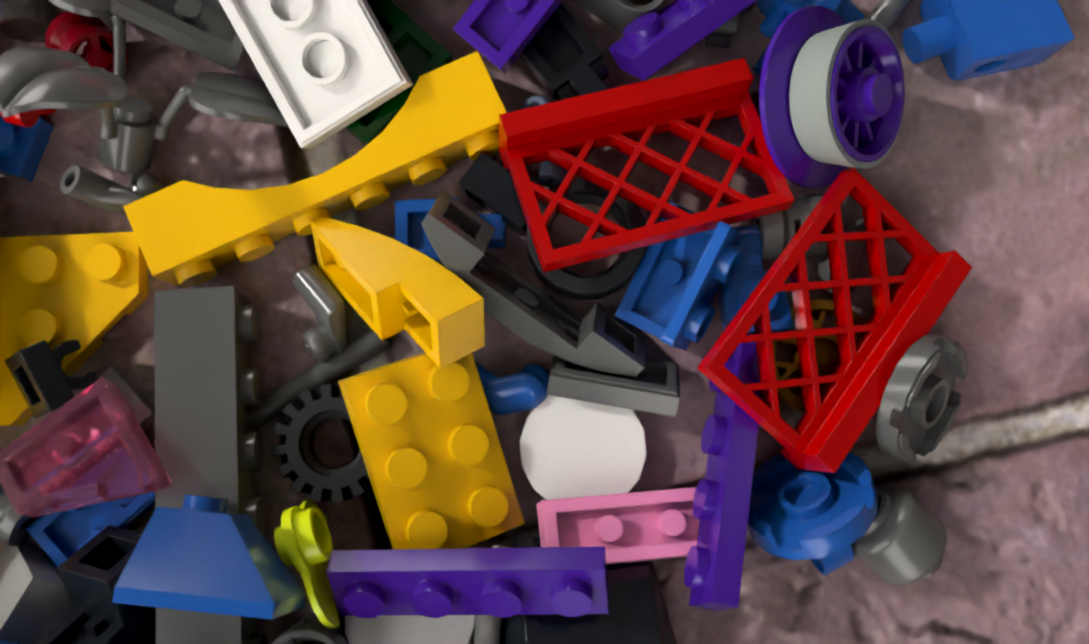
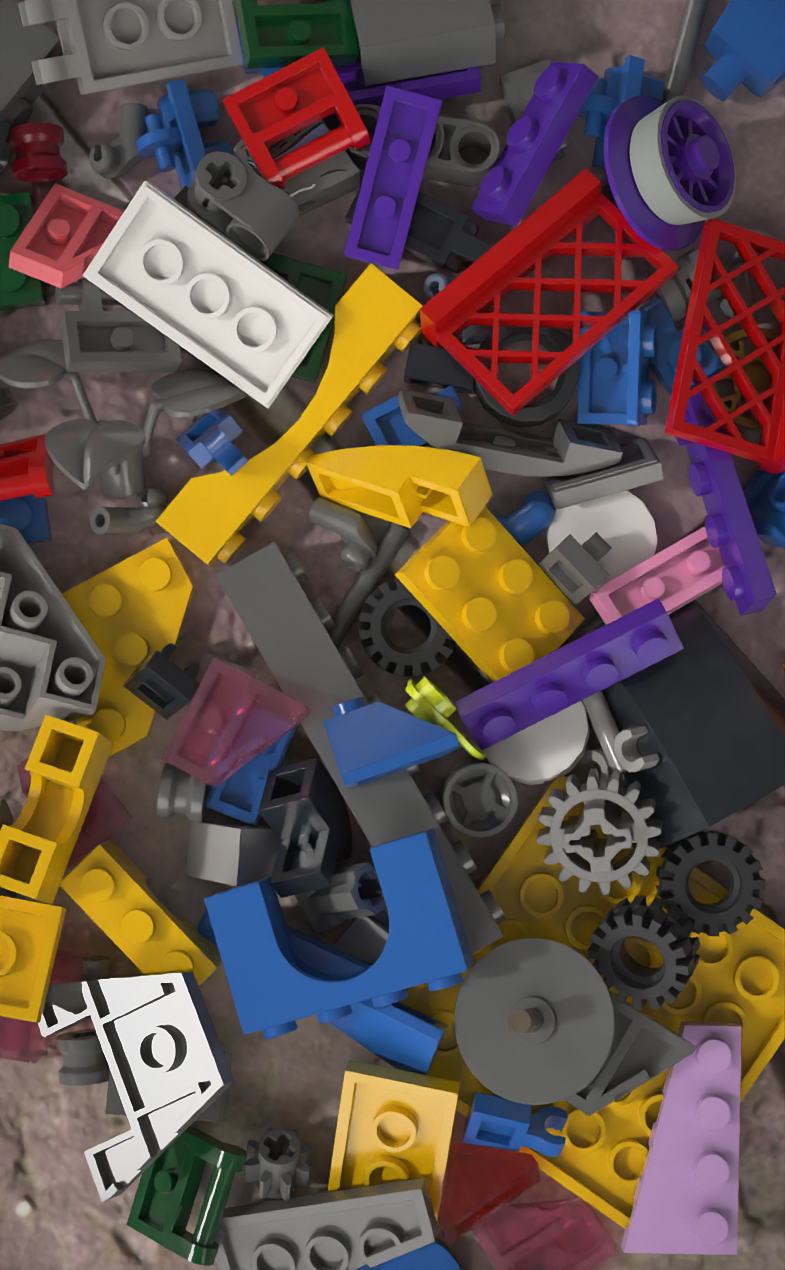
camera: 30 degrees left, 5 degrees up
(71, 30) = (46, 407): dark red wheel -> none
(232, 156) = (213, 440): none -> blue plate
(537, 465) = (576, 566): none -> dark grey tile

